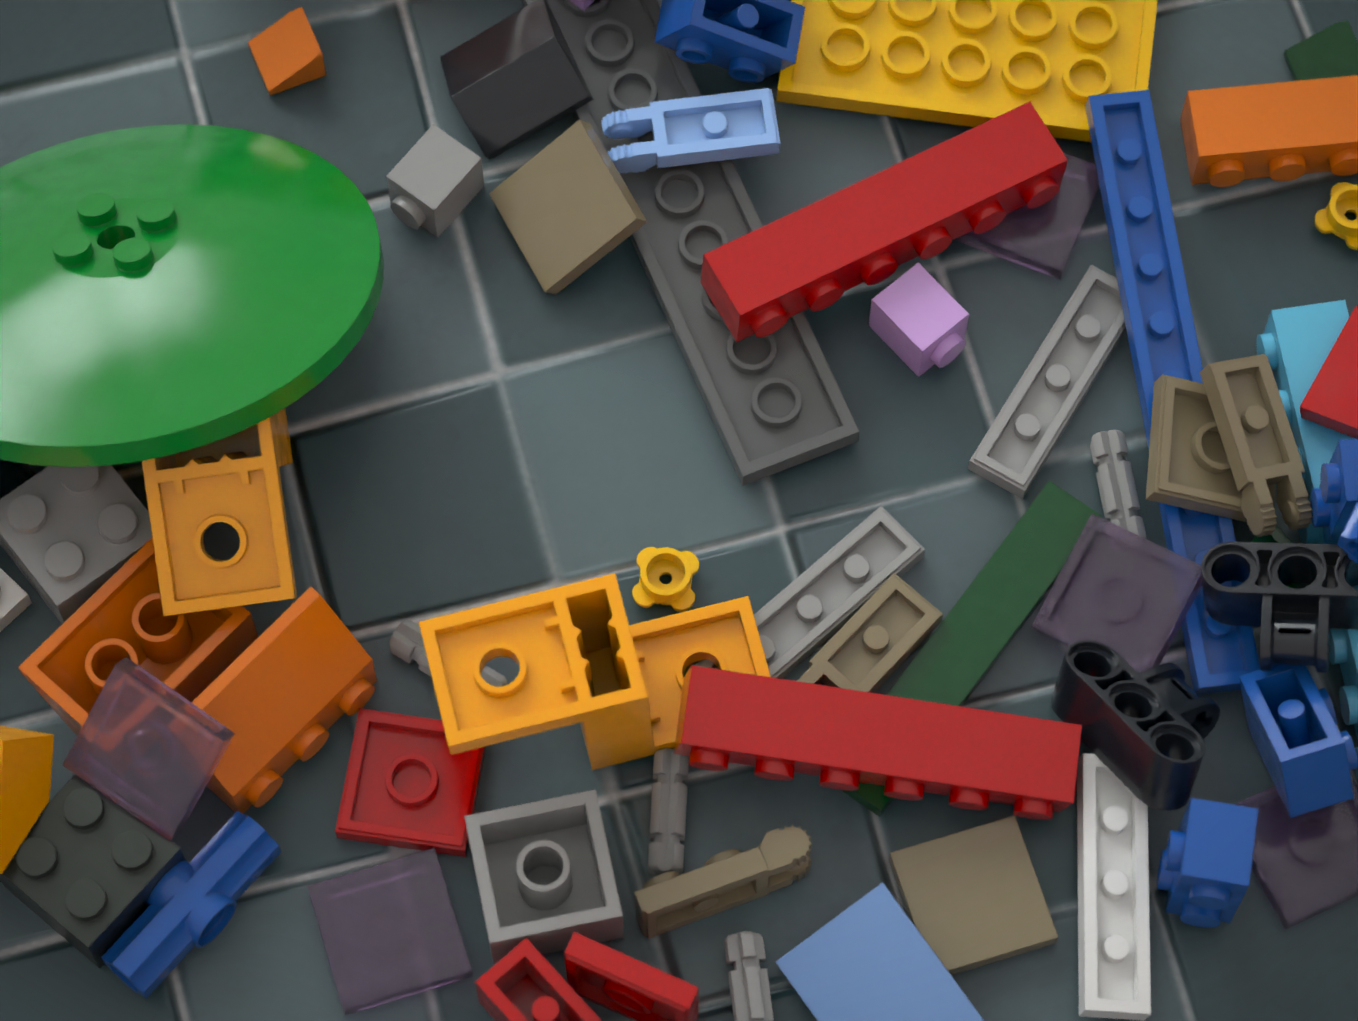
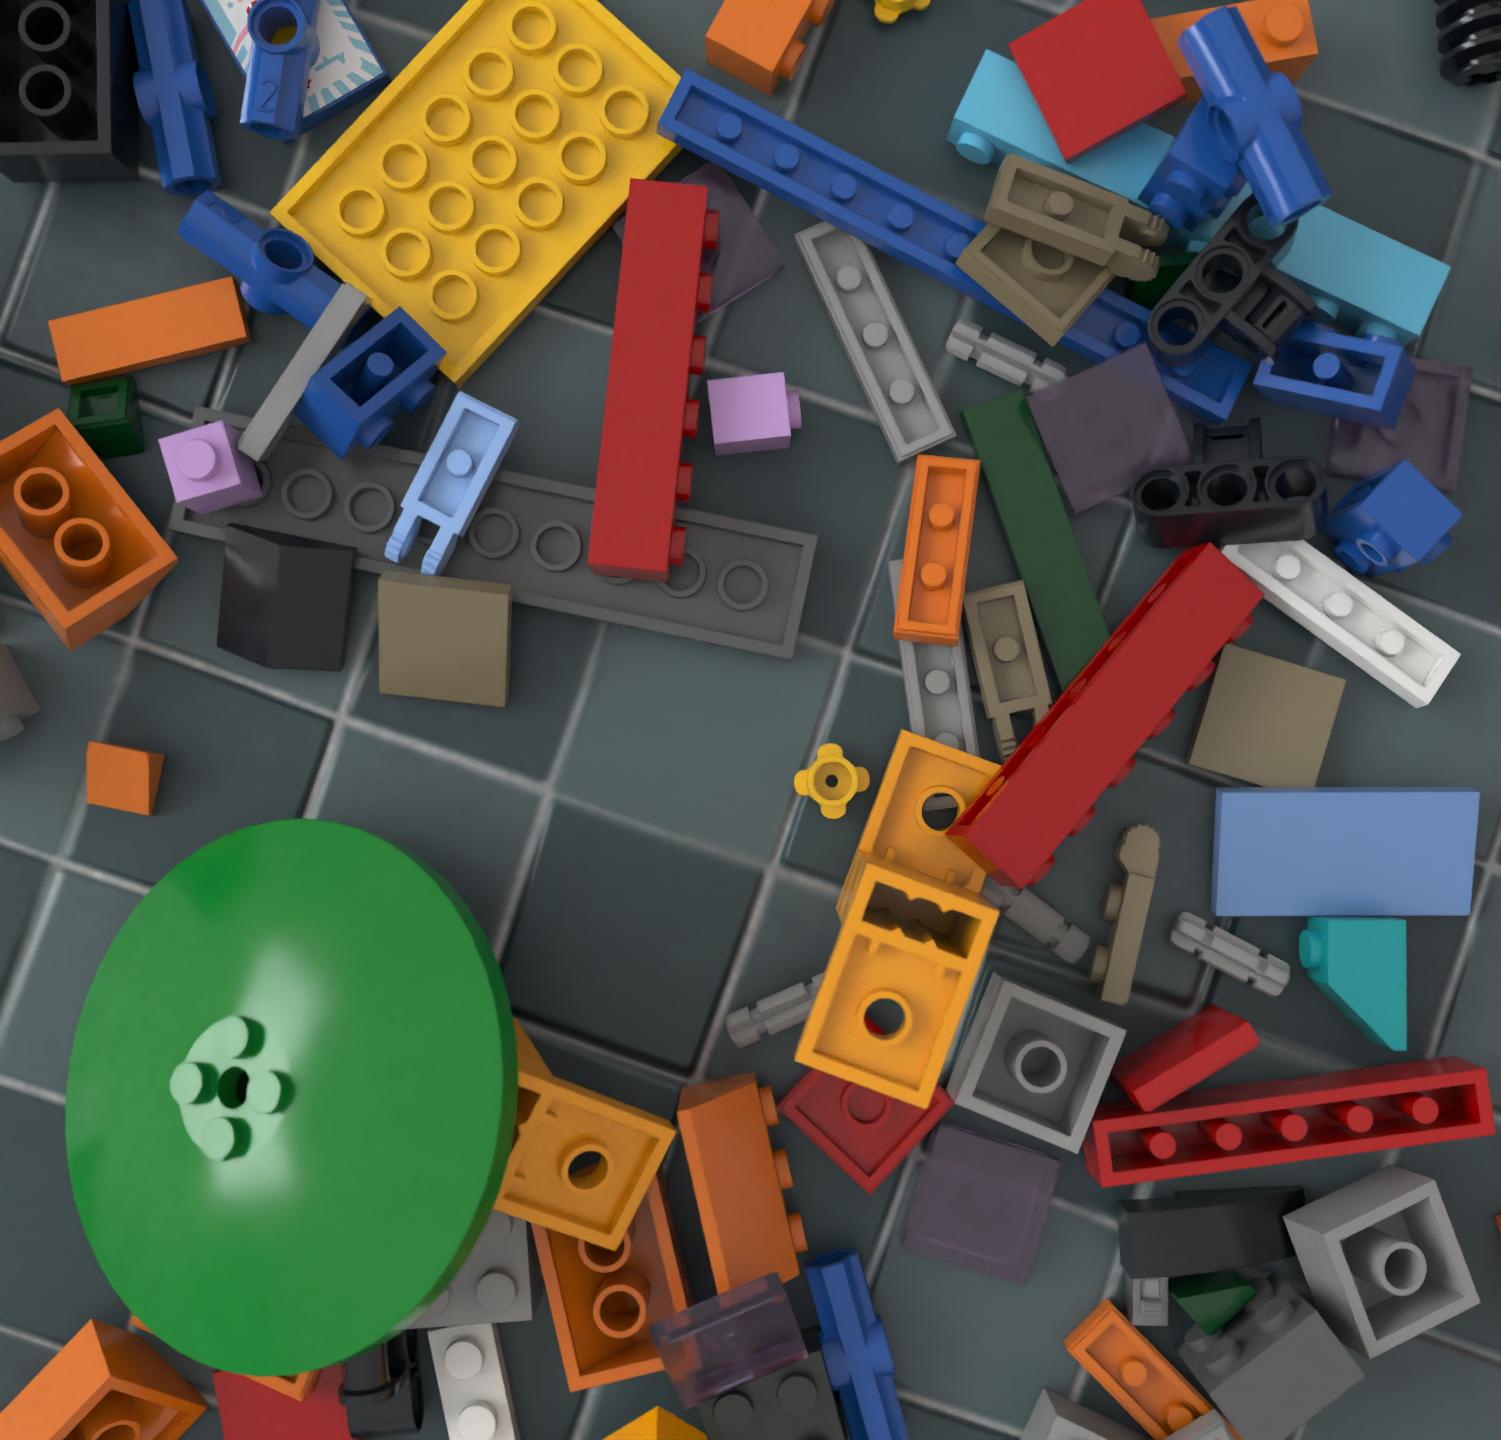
camera: 60 degrees left, 20 degrees up
(434, 182) = (339, 735): light grey brick -> none
(917, 531) = (937, 550): none -> orange tile

